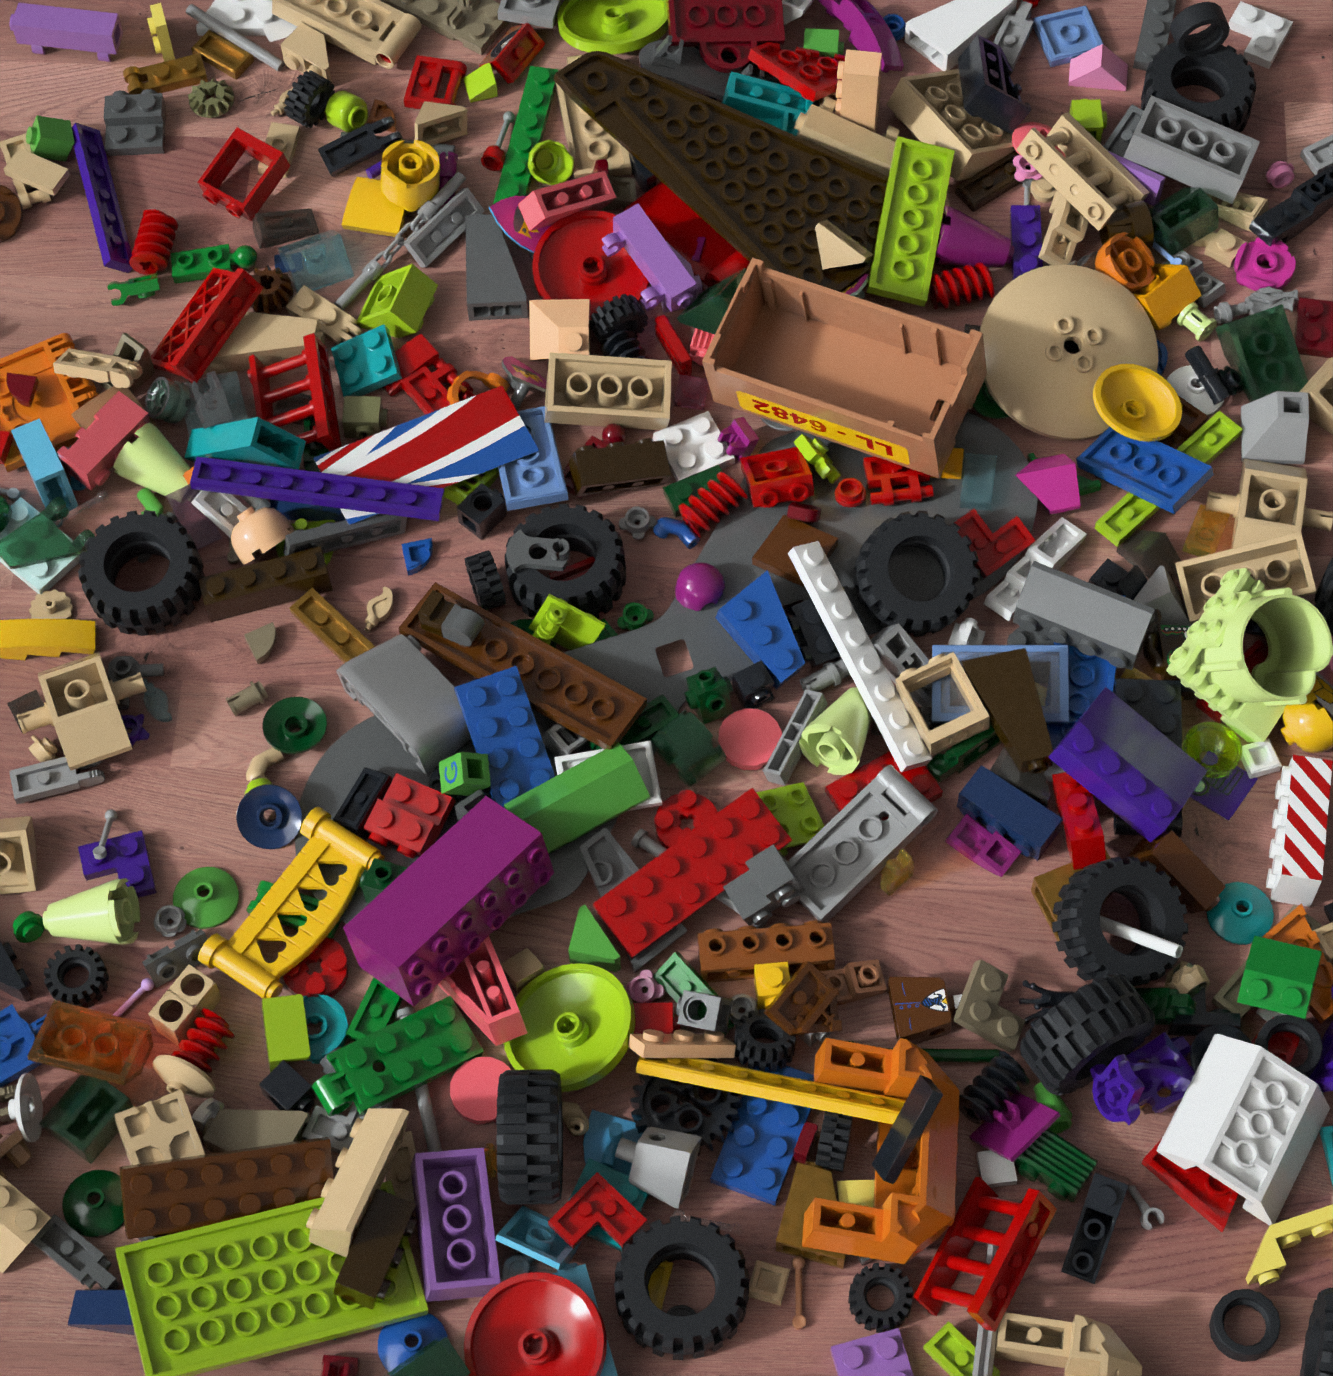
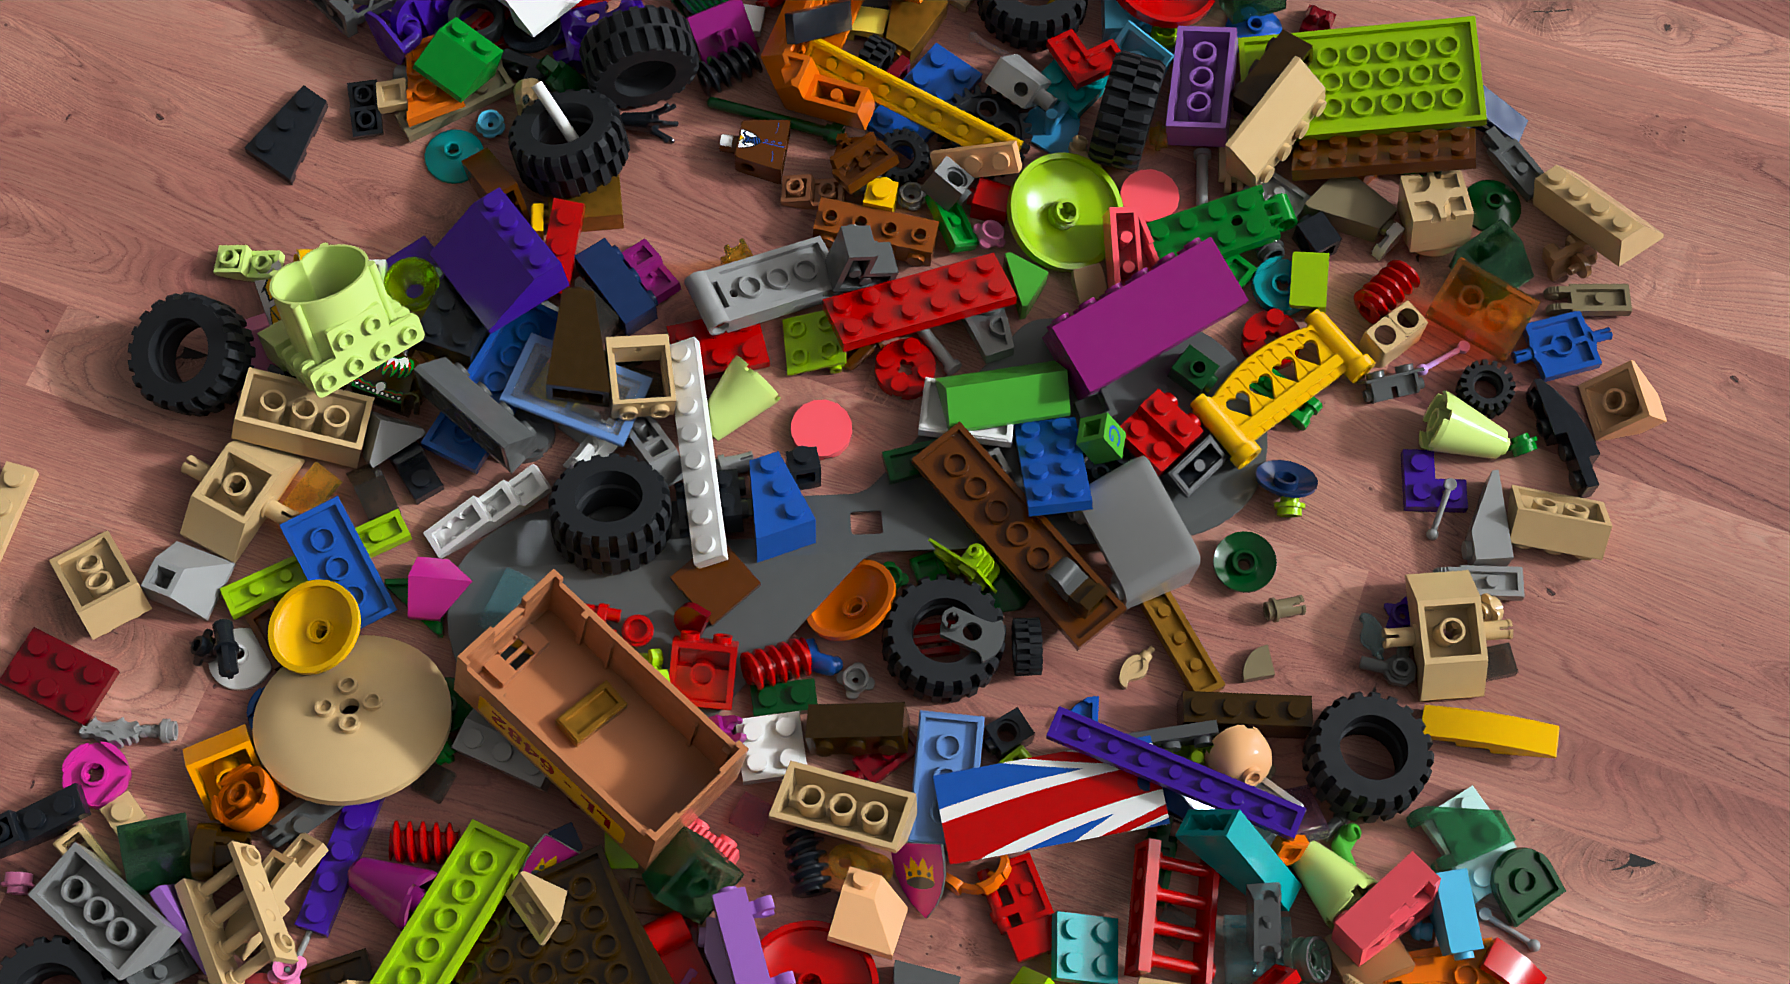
camera: 170 degrees left, 5 degrees up
(27, 1107) = (1545, 275): white dish -> none
(51, 606) = (1461, 768): tan piece -> none
(56, 828) = (1488, 534): none -> light grey slope
(166, 913) = (1393, 409): light grey plate -> none
(183, 1076) = (1409, 255): tan dish -> none
(208, 910) = (1353, 446): bright green dish -> none
(261, 762) = (1287, 535): tan arm -> none
(363, 416) = (1102, 881): olive brick -> none
(618, 315) = (803, 904): black tyre -> none
(658, 554) = (855, 603): none -> orange dish
(673, 346) = (753, 864): red tile -> none
(689, 747) = (883, 420): clear green brick -> none
(699, 585) = (821, 570): magenta hair -> none
(709, 695) = (835, 466): dark green brick -> none
(787, 749) = (780, 412): light grey piece -> none
(860, 387) = (591, 713): none -> pearl gold tile
(980, 1008) = (709, 127): dark tan plate -> none
(996, 547) = (524, 528): red plate -> none
(1112, 831) = (537, 219): none -> yellow tile
(1175, 261) = (189, 793): light blue hinge -> none
(1196, 322) = (197, 717): yellowish green bush -> none
(1208, 285) = (176, 784): light grey slope -> none
(1219, 945) = (490, 117): none -> medium azure plate
(1263, 353) = (154, 667): clear green slope -> none
(1299, 830) = (373, 184): white brick -> none

